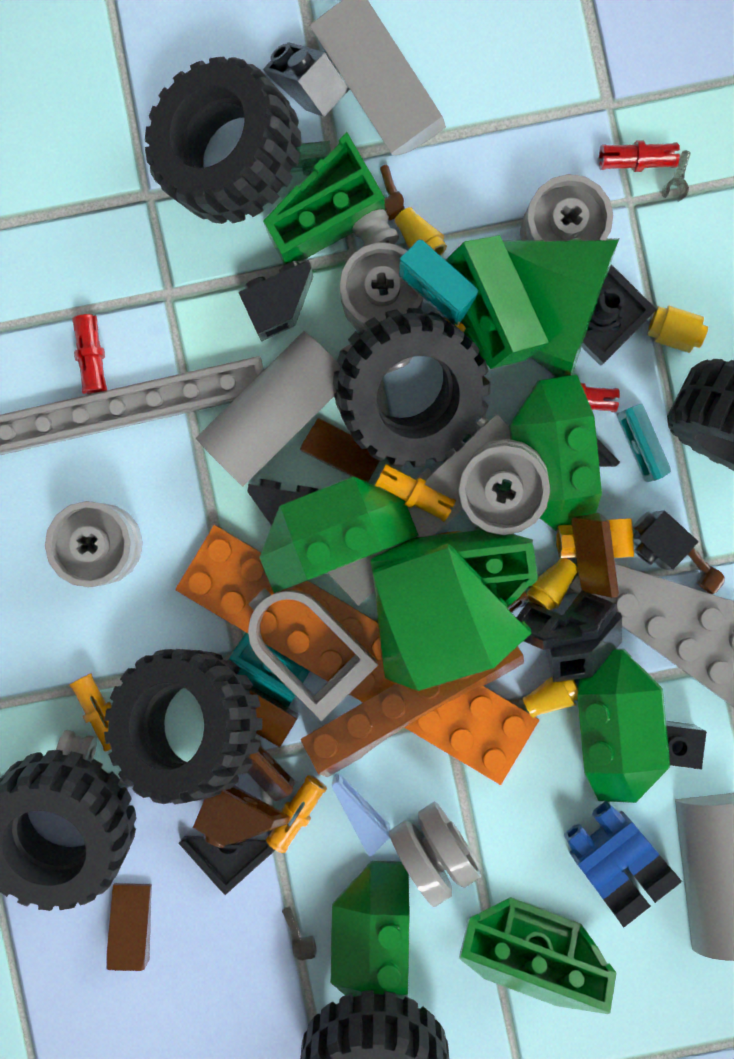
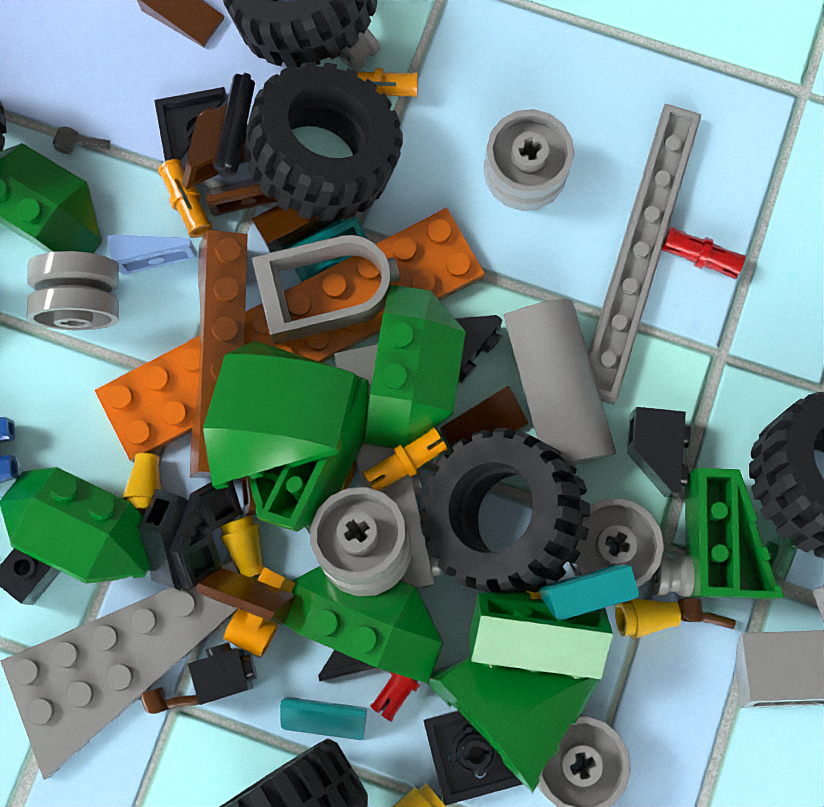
camera: 115 degrees right, 10 degrees down
(212, 809) = (234, 124): none -> black axle

